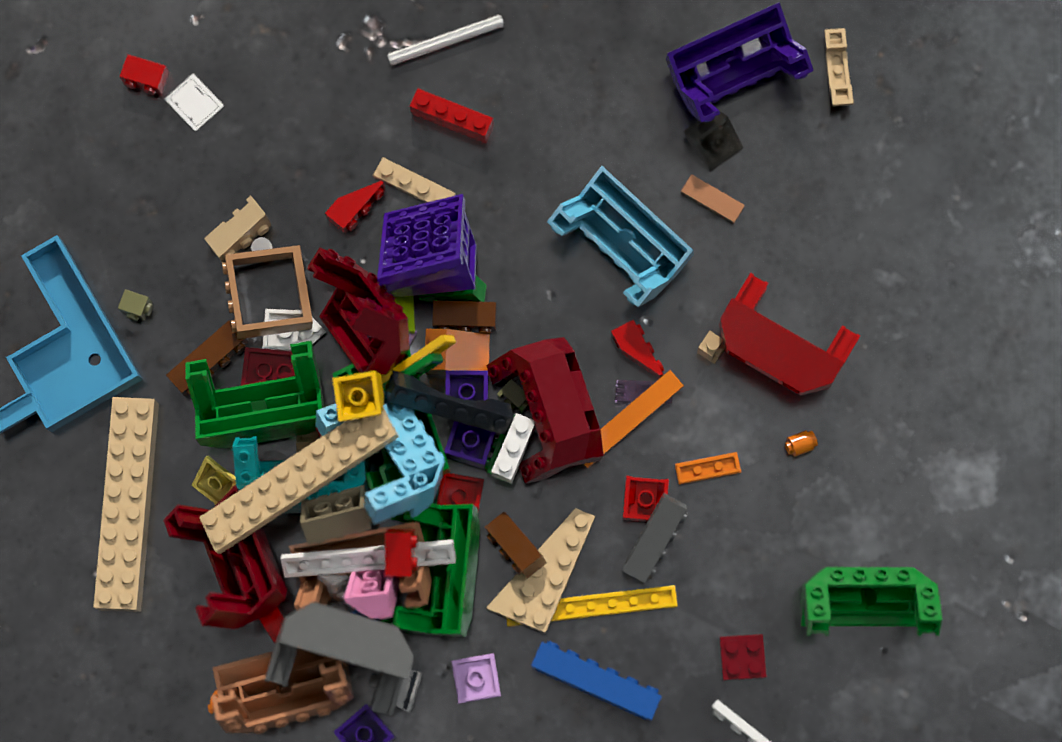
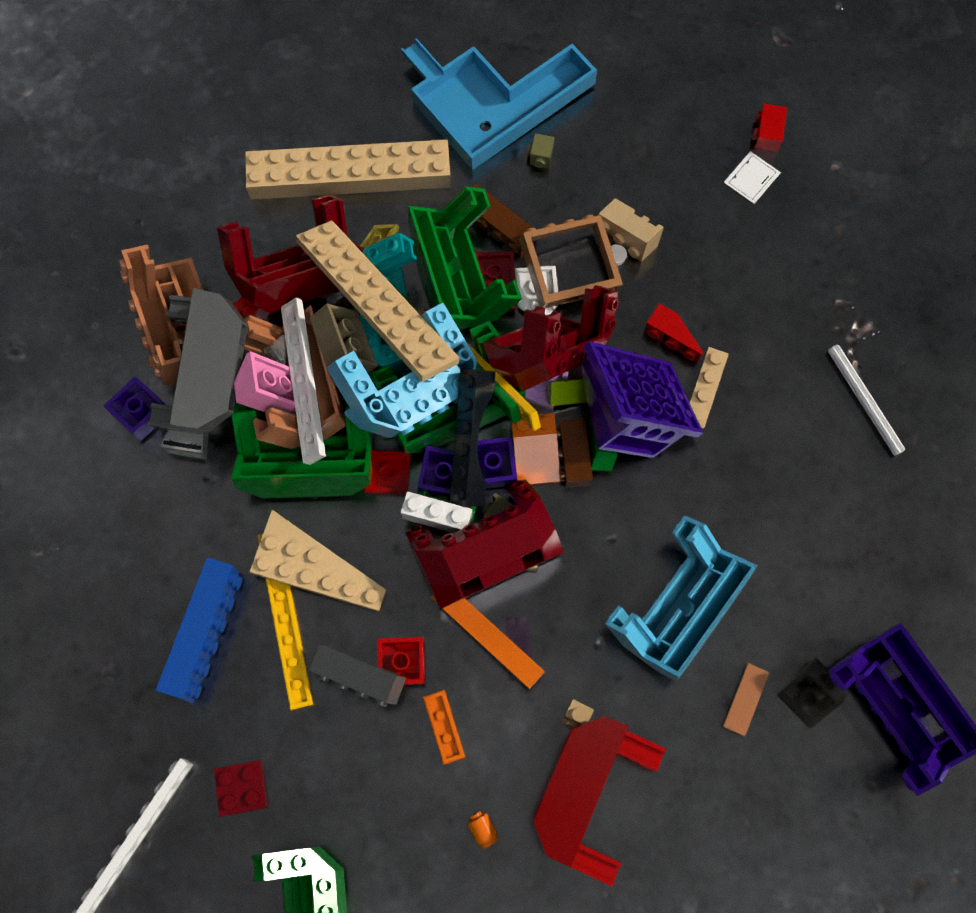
camera: 75 degrees right, 5 degrees down
(359, 395) = (459, 336): yellow slope -> none
(400, 552) = (305, 403): red brick -> none
(452, 115) = (785, 414): red brick -> none
(476, 678) = (203, 511): lavender tile -> none
(514, 545) = (337, 530): reddish brown brick -> none
(633, 346) = (570, 627): red slope -> none
(837, 67) = (927, 828): tan slope -> none

